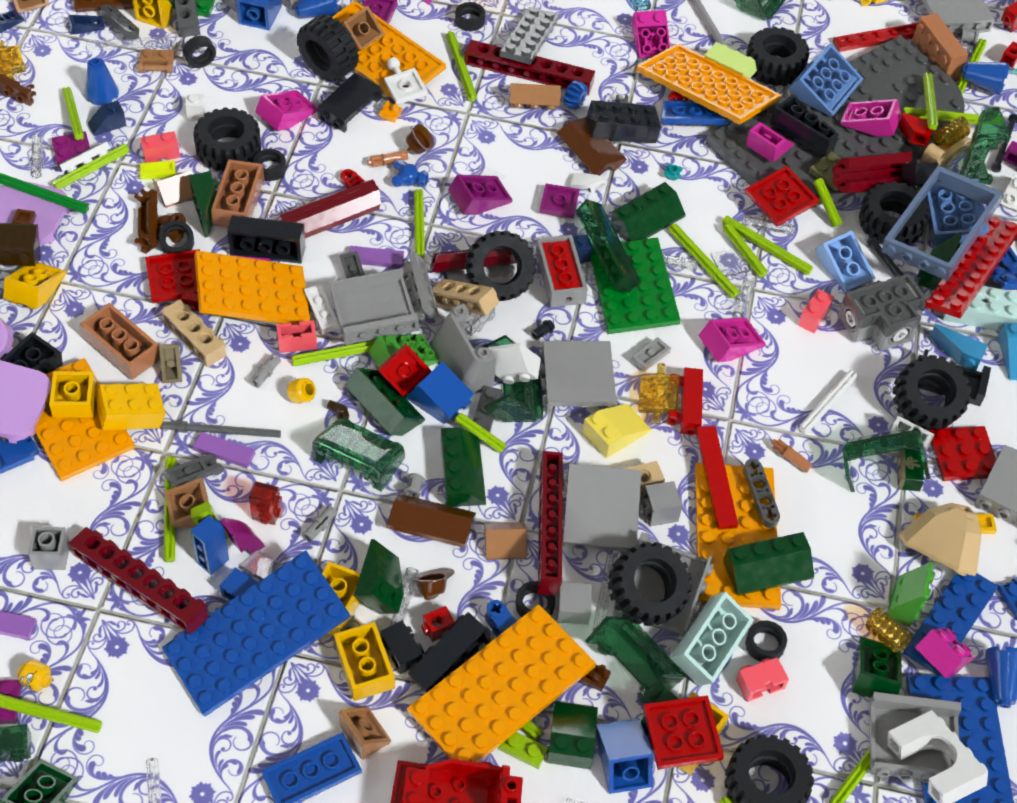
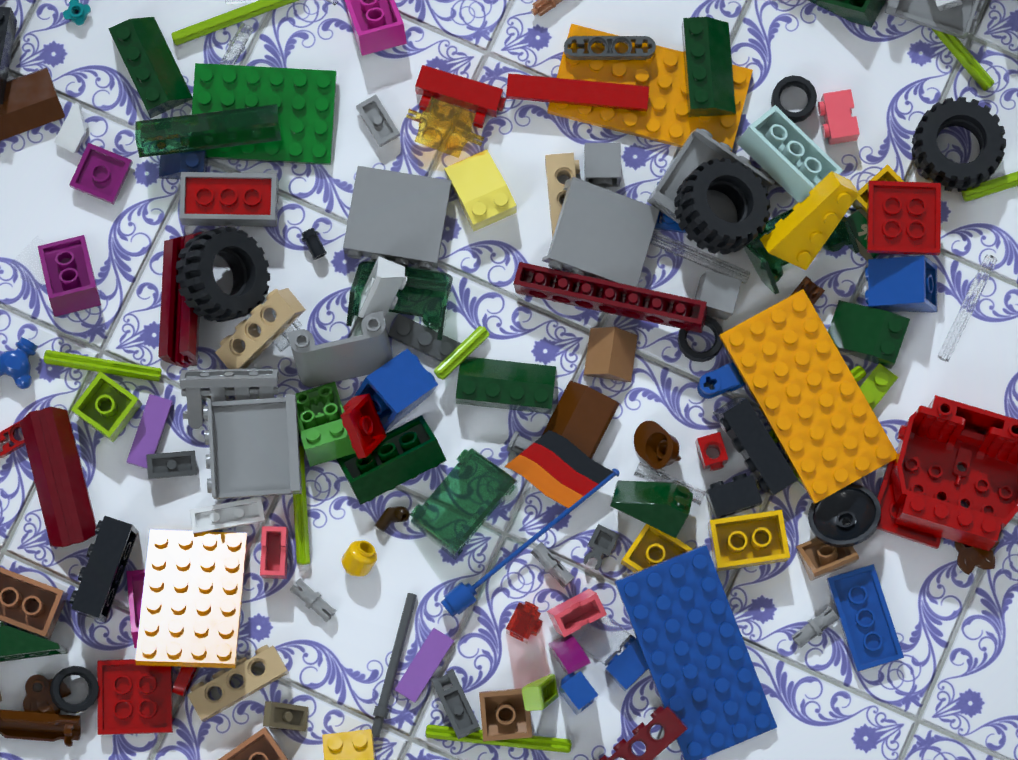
camera: 75 degrees left, 25 degrees up
(279, 540) = (576, 612): none -> coral brick
(296, 731) = (815, 627): none -> light grey pin
(343, 555) = (601, 542): none -> dark grey plate
(387, 225) = (106, 406): none -> lime brick
(393, 512) = (559, 473): none -> flag
(399, 735) = (849, 505): none -> black dish
(649, 653) = (812, 221): none -> yellow wedge

